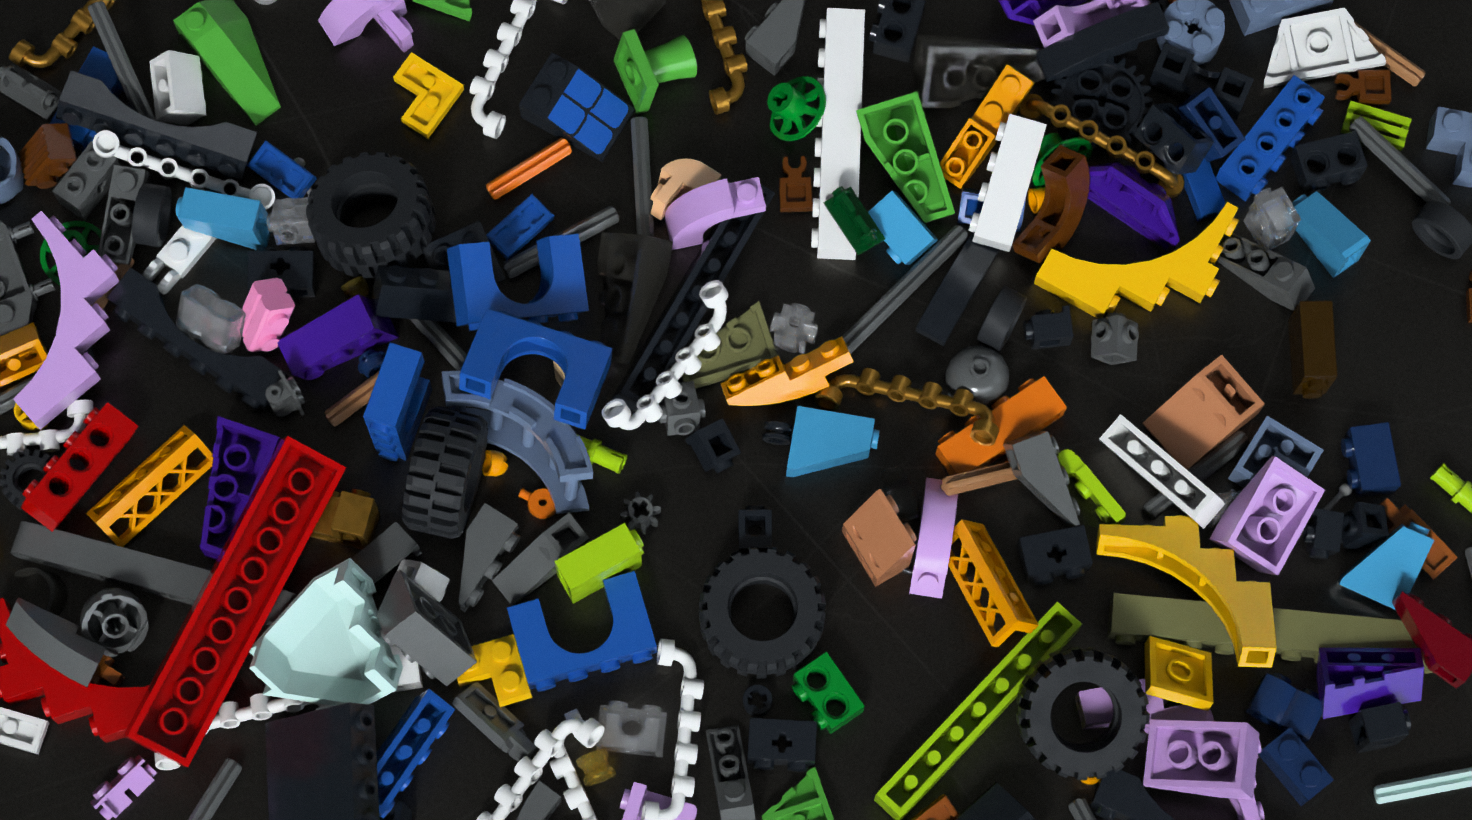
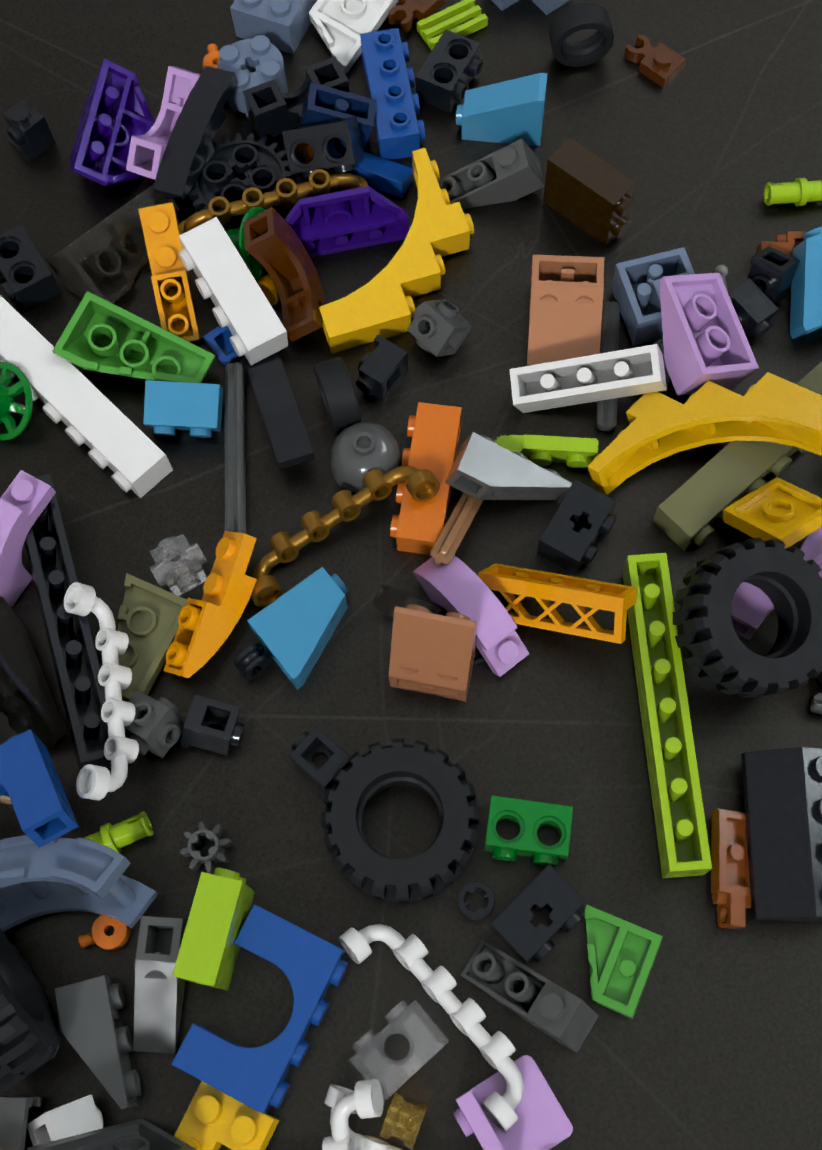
camera: 40 degrees left, 5 degrees down
(494, 463) = (30, 942): light orange hinge -> none
(795, 190) = (65, 462): reddish brown plate -> none
(853, 220) = (138, 432): dark green hinge -> none
(1272, 218) = (455, 134): clear brick -> none
(1371, 460) = (717, 230): dark blue brick -> none
(1397, 162) = (495, 28): dark grey axle -> none

